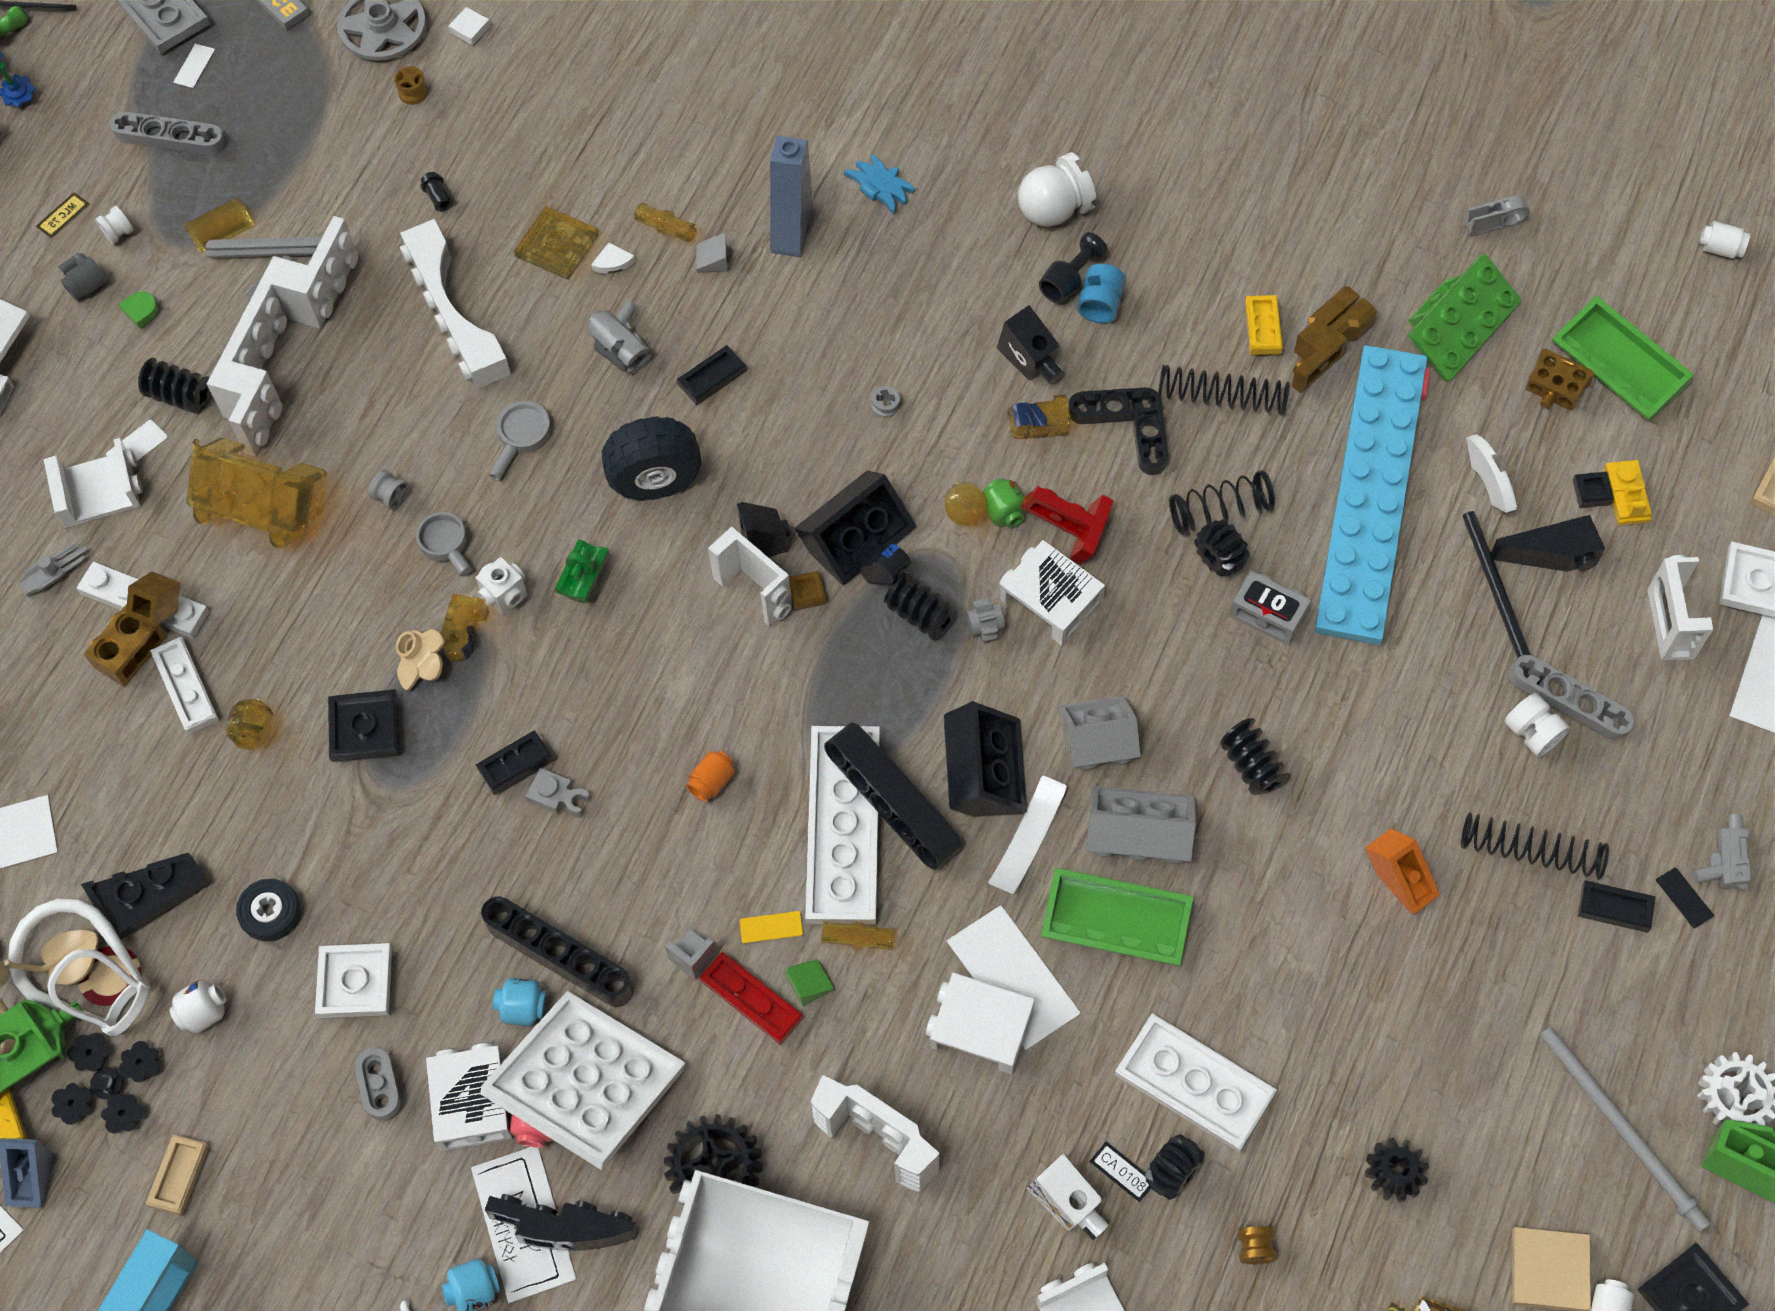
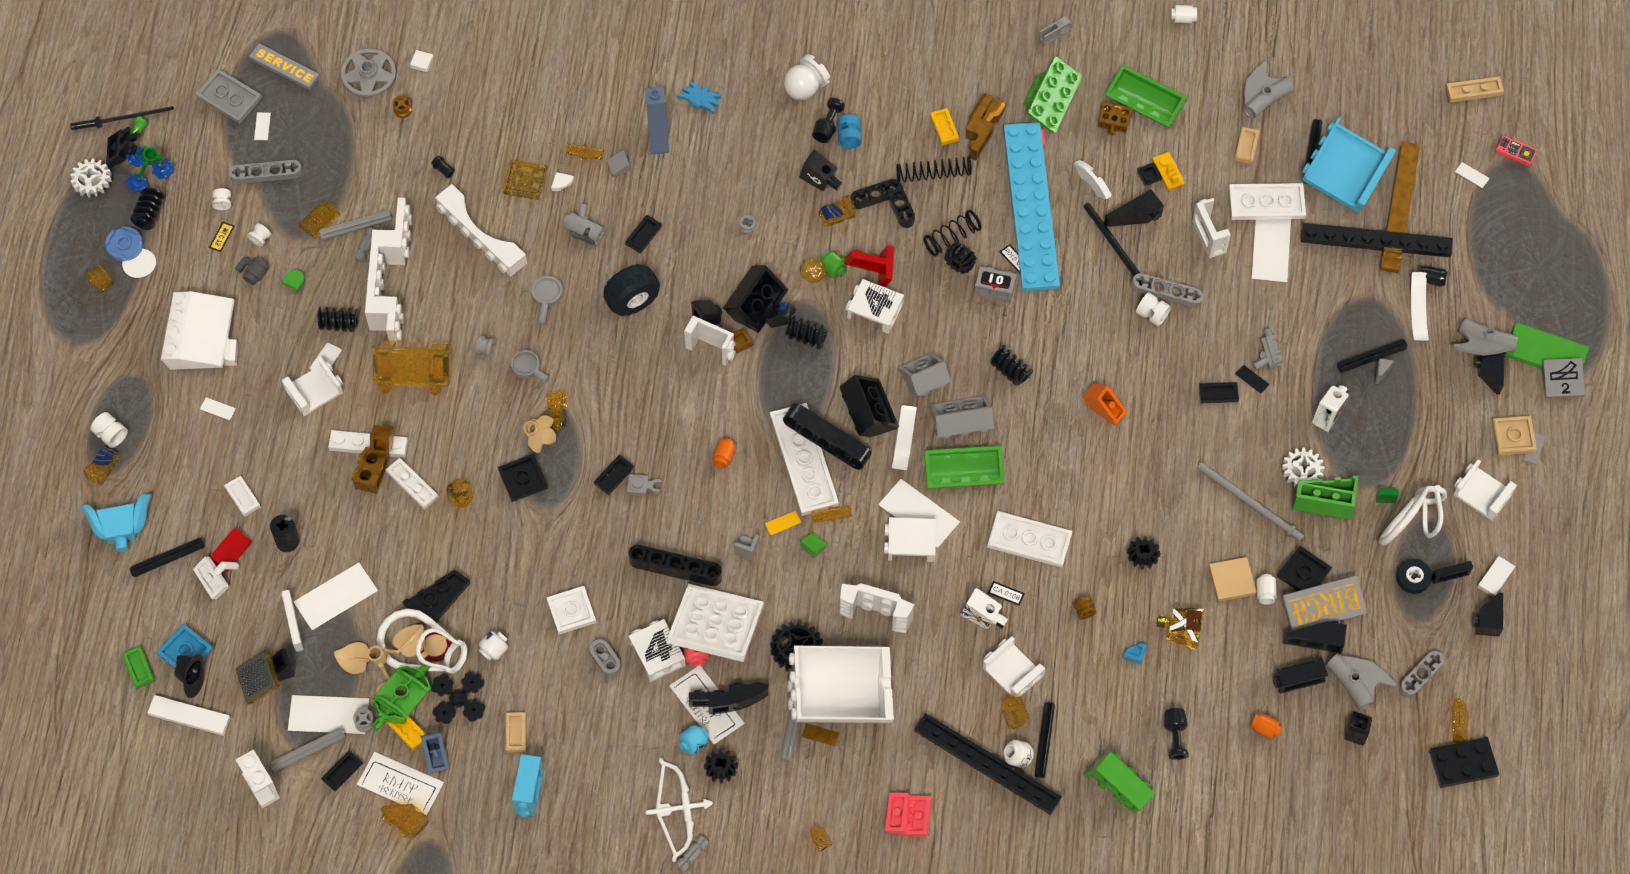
camera: 20 degrees left, 0 degrees up
(48, 571) = (306, 442): light grey piece -> none
(82, 157) = (221, 199): none -> white wheel
(251, 904) = (506, 578): black bush -> none
(501, 585) = (571, 382): white brick -> none
(520, 1002) = (665, 596): medium azure head -> none
(581, 571) = (613, 362): green hips -> none
(751, 998) = (785, 561): red tile -> none
(985, 619) = (844, 330): light grey gear -> none
(1174, 1166) = (1032, 581): black gear -> none
(1313, 568) = (1011, 256): none -> sticker
(1466, 839) = (1133, 377): black piece -> none

